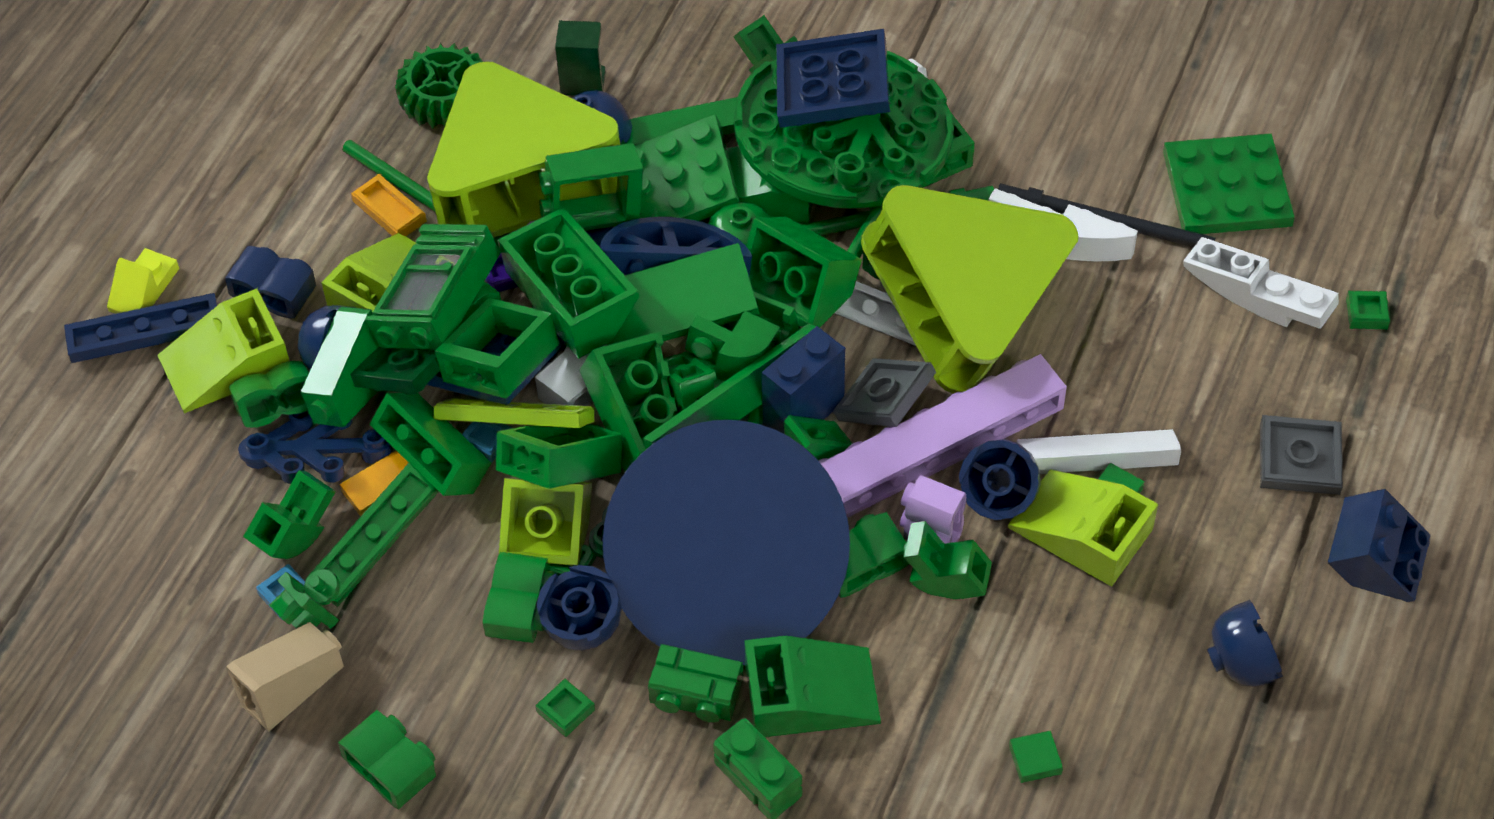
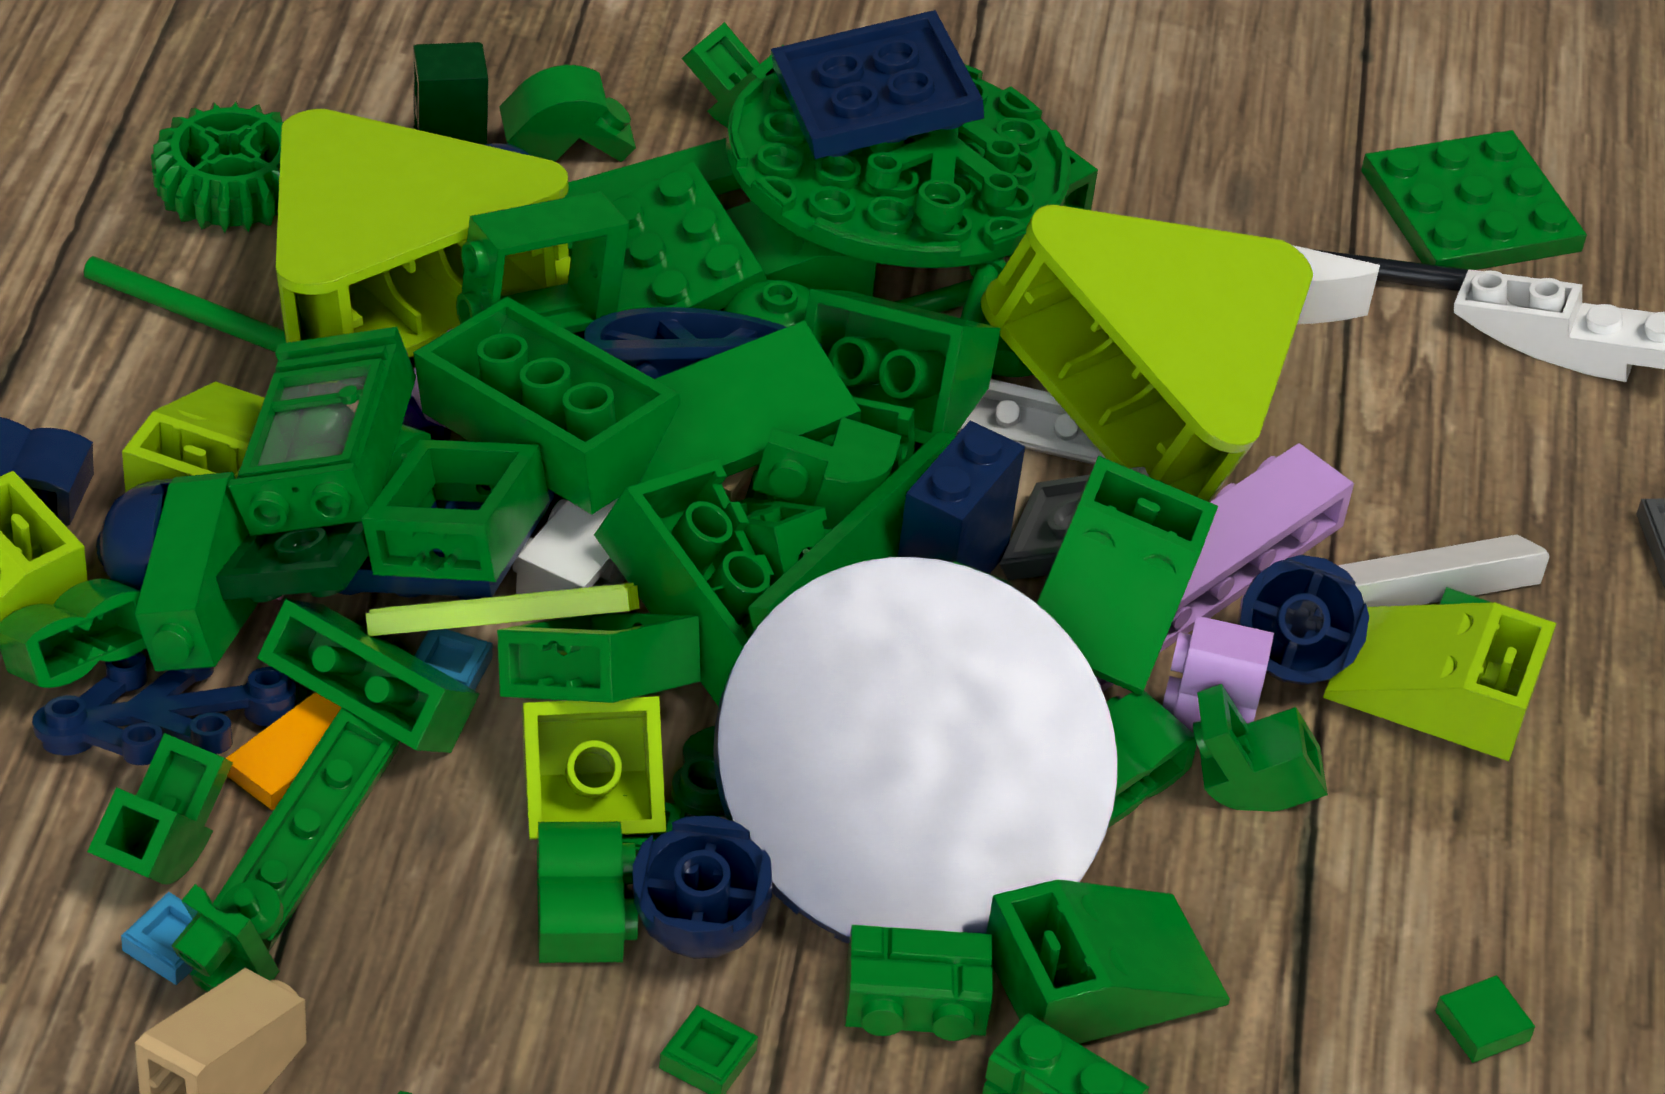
camera: 20 degrees left, 10 degrees down
(388, 206) = (184, 347): light orange tile -> none
(653, 64) = (559, 108): none -> green brick
(883, 439) = (1125, 569): none -> green slope

